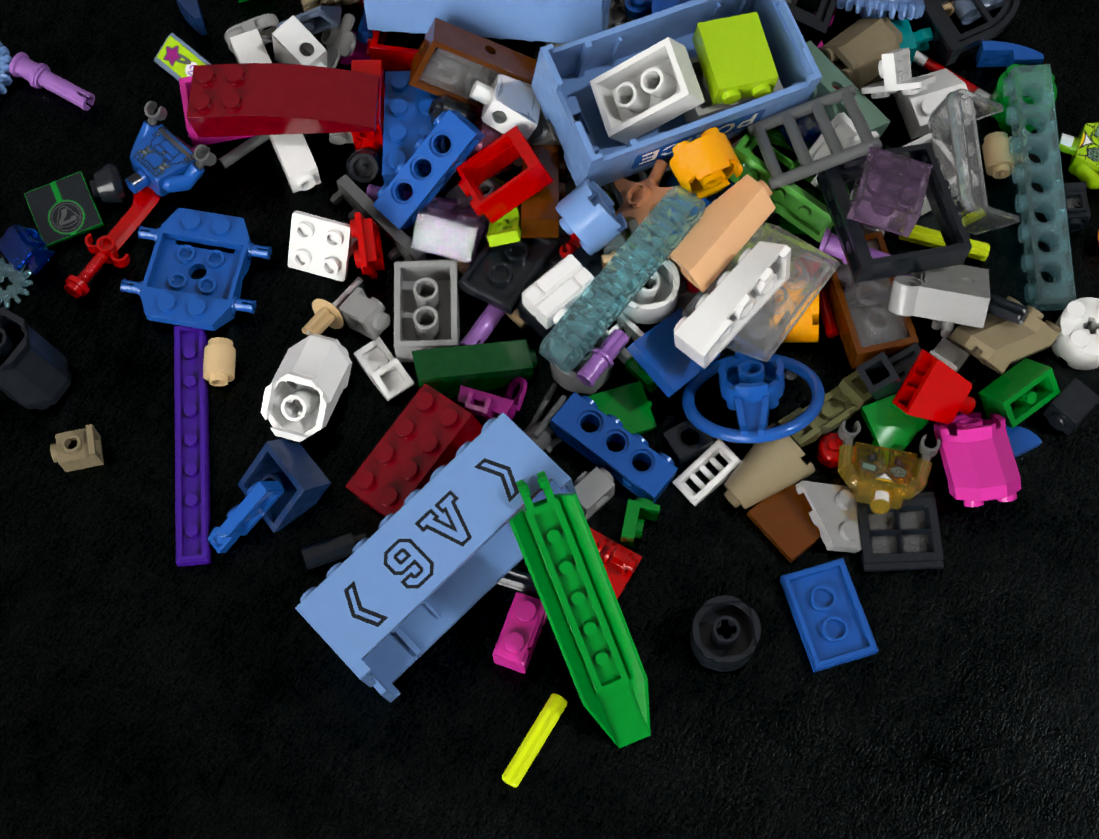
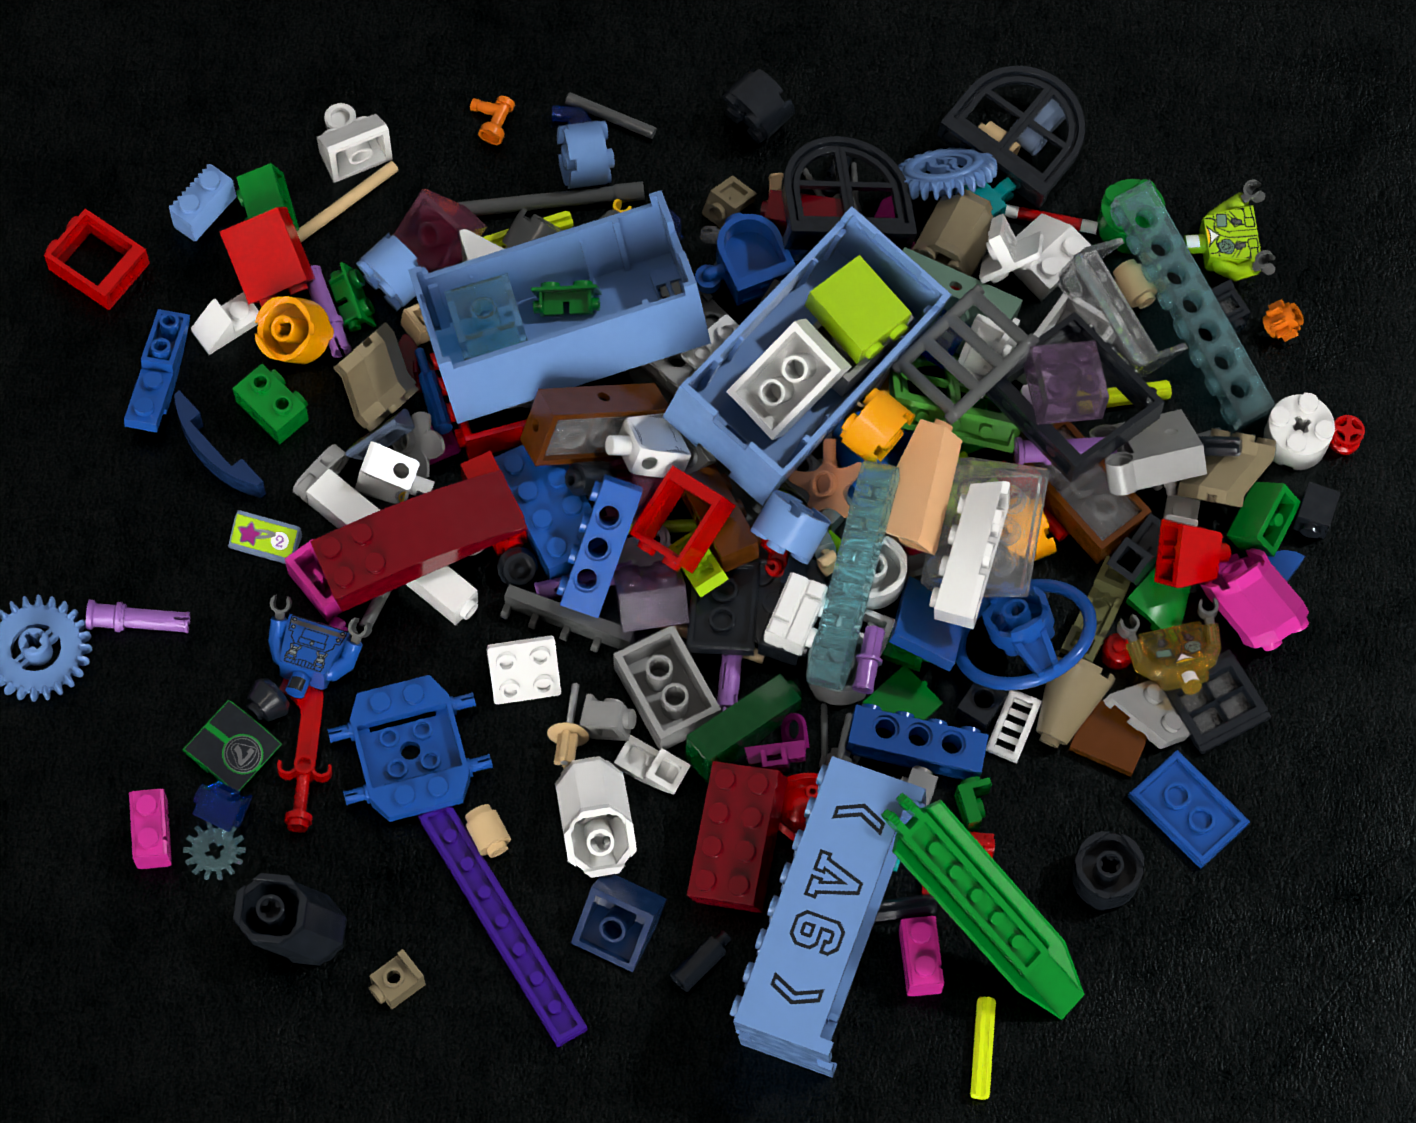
camera: 30 degrees left, 0 degrees up
(245, 515) = (602, 969): blue hinge -> none
(369, 255) = (582, 656): red piece -> none
(1005, 54) = (1100, 172): blue slope -> none

